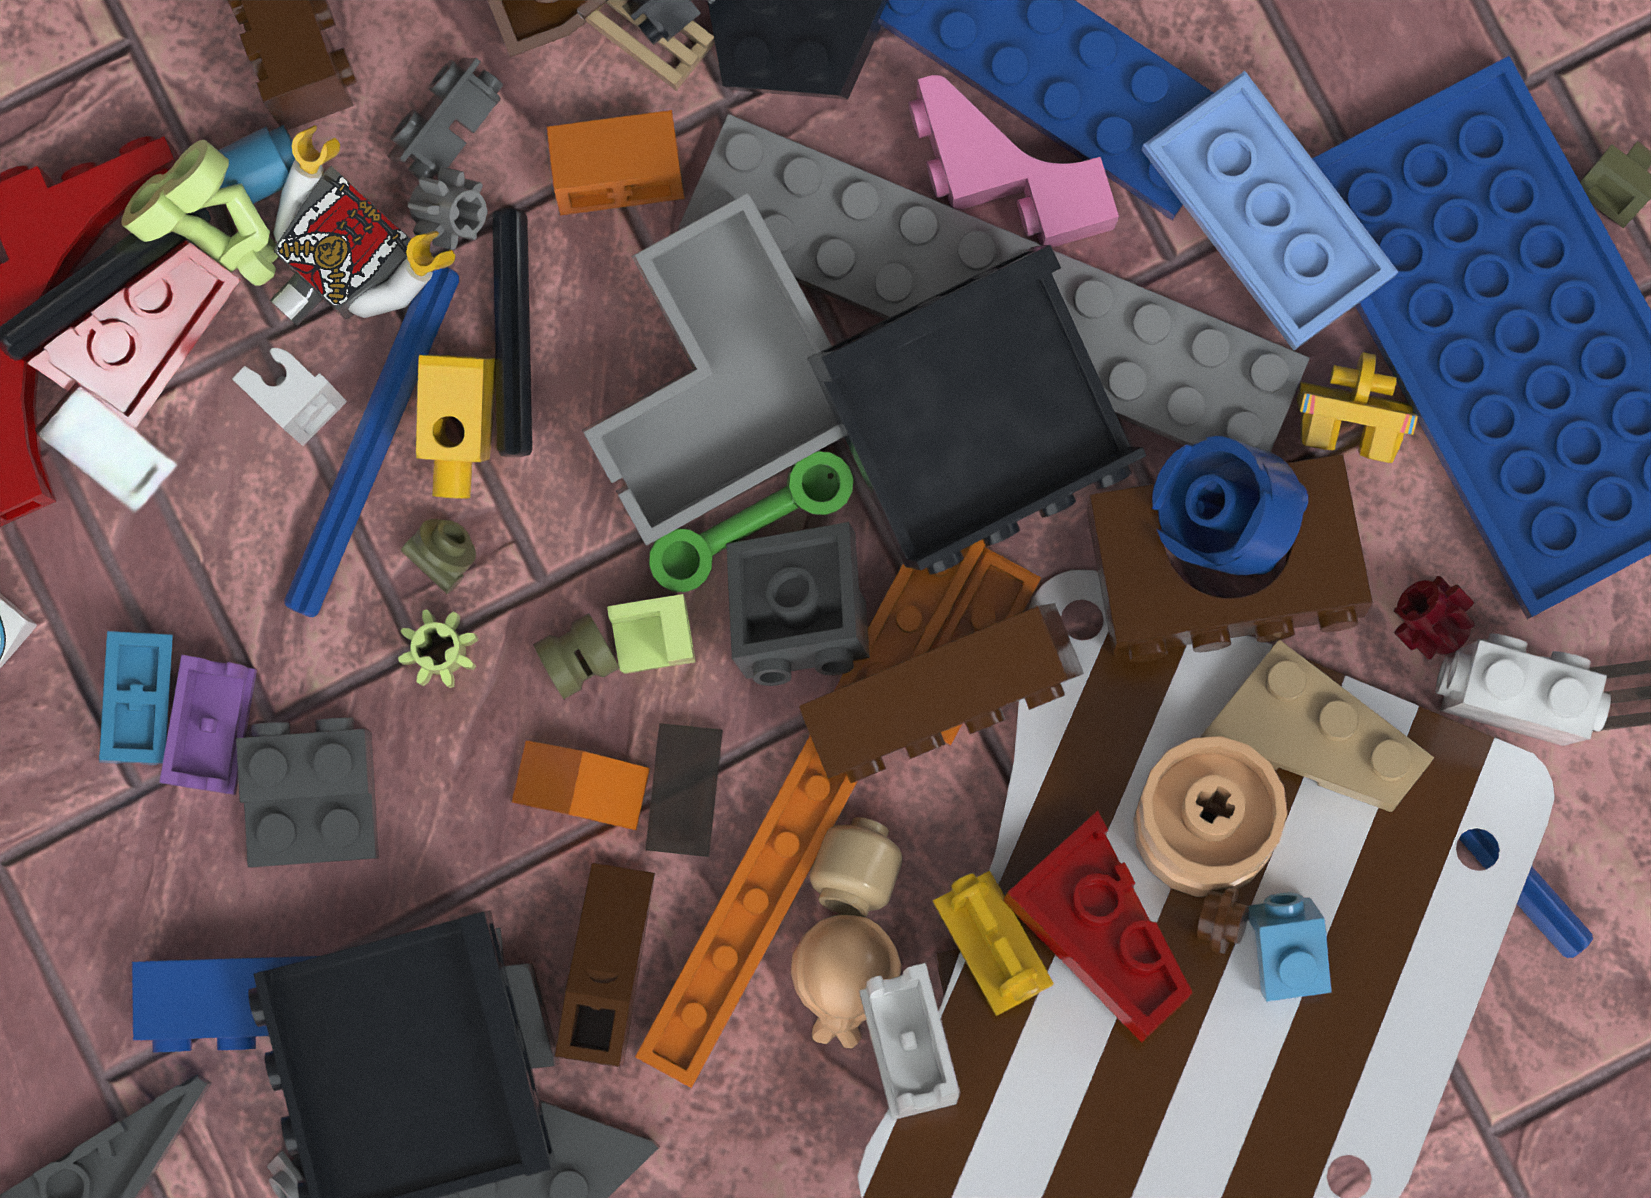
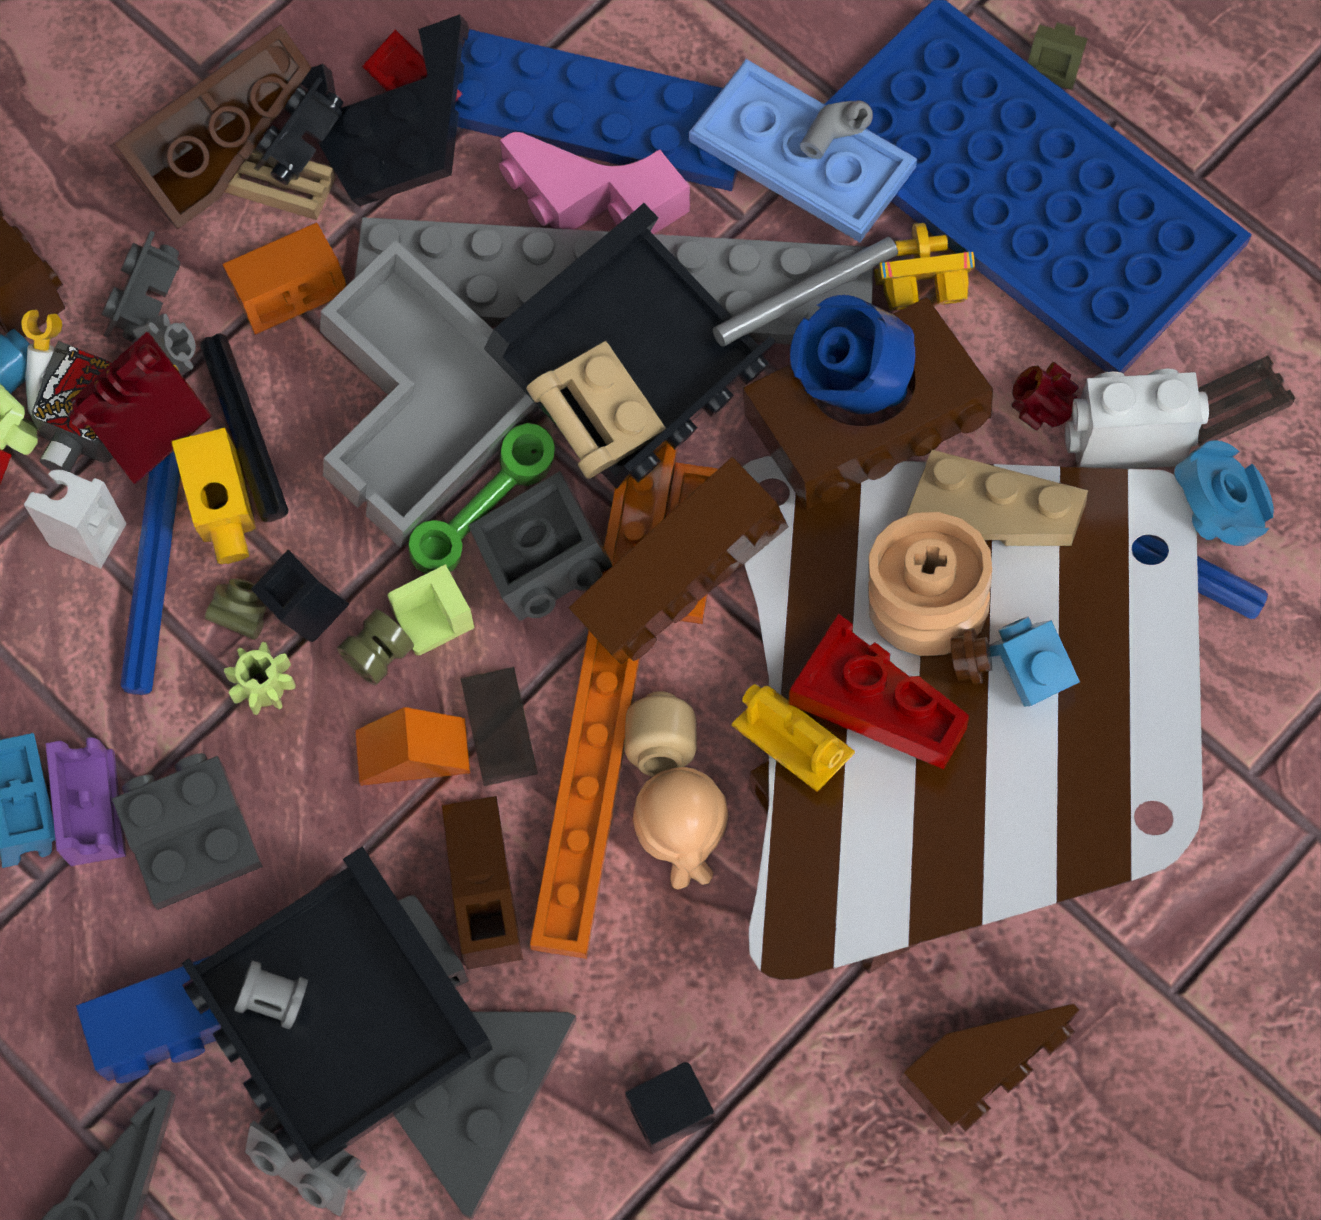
camera: 20 degrees left, 15 degrees down
(337, 1036) = (271, 995): none -> light grey bush
(395, 294) = (139, 408): none -> dark red hinge
(511, 568) = (300, 596): none -> black panel
(909, 1043) = (755, 831): white hinge -> none
(928, 472) = (608, 400): none -> tan plate
(1205, 398) = (805, 291): none -> light grey bar
(1317, 198) = (835, 122): none -> light grey arm
(1568, 832) = (1224, 495): none -> dark azure plate

